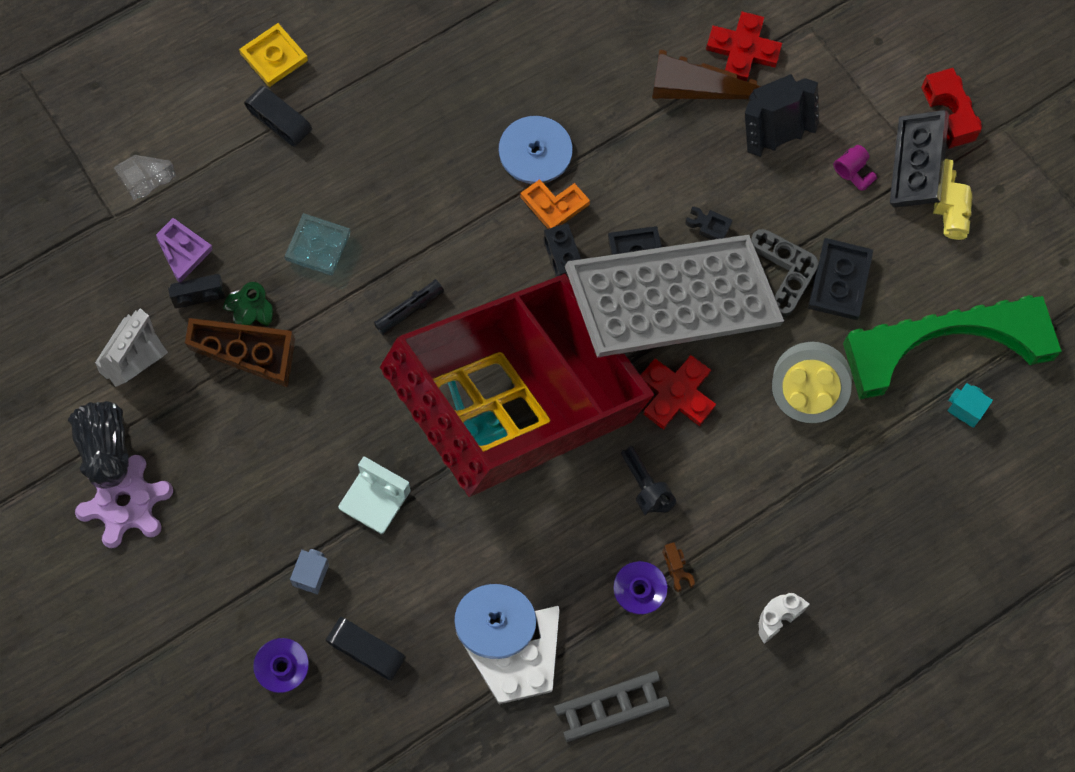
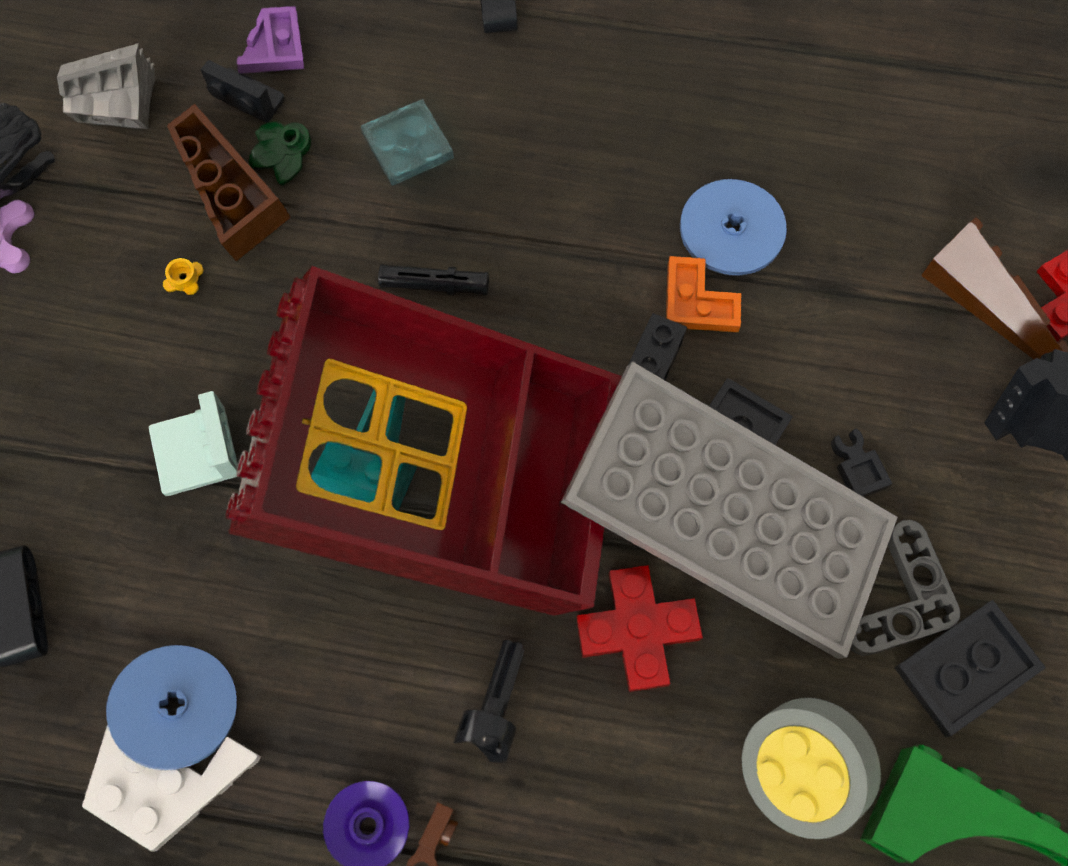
camera: 45 degrees right, 0 degrees up
(265, 413) = (178, 268): none -> yellow plate
(309, 571) = (45, 467): sand blue brick -> none

